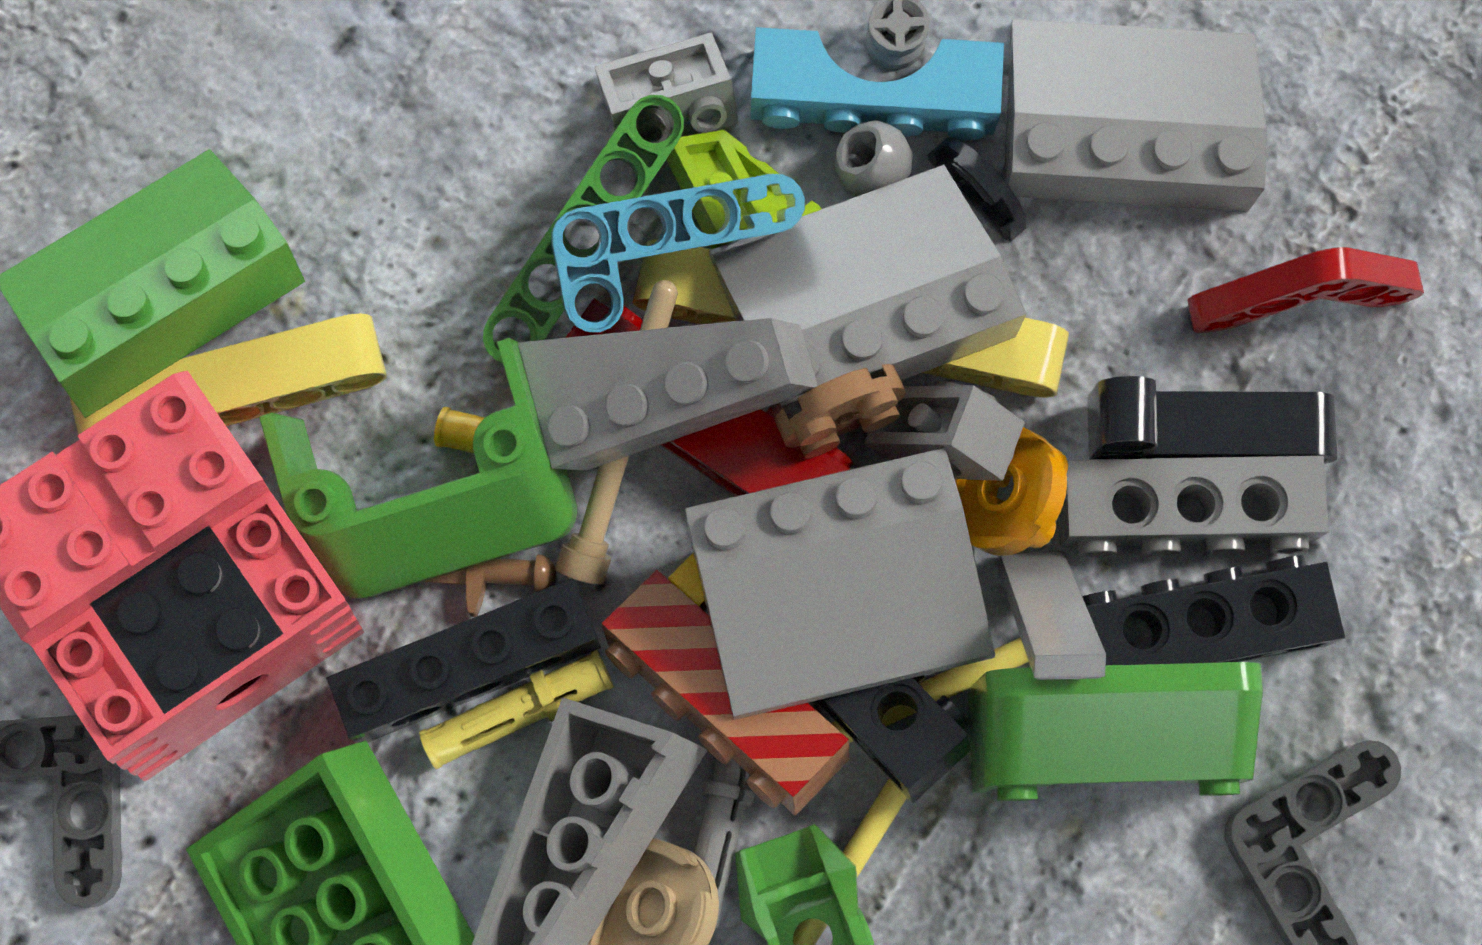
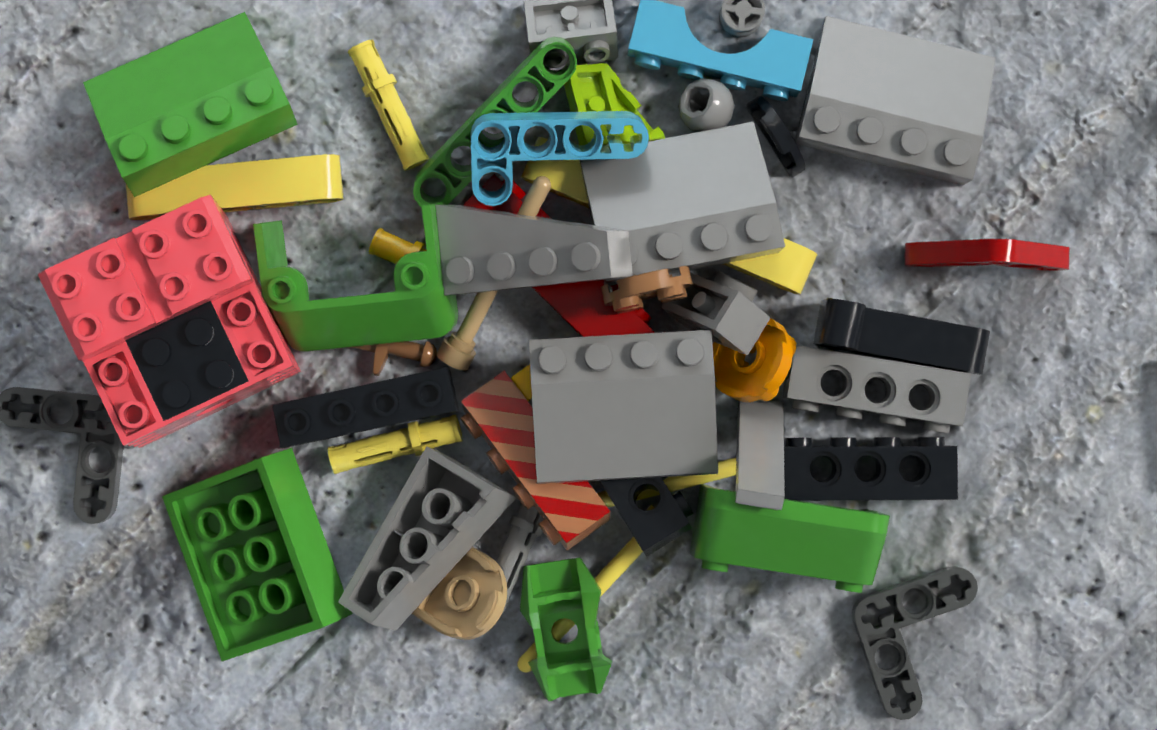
camera: 10 degrees right, 10 degrees up
(416, 218) = (381, 90): none -> light yellow pin

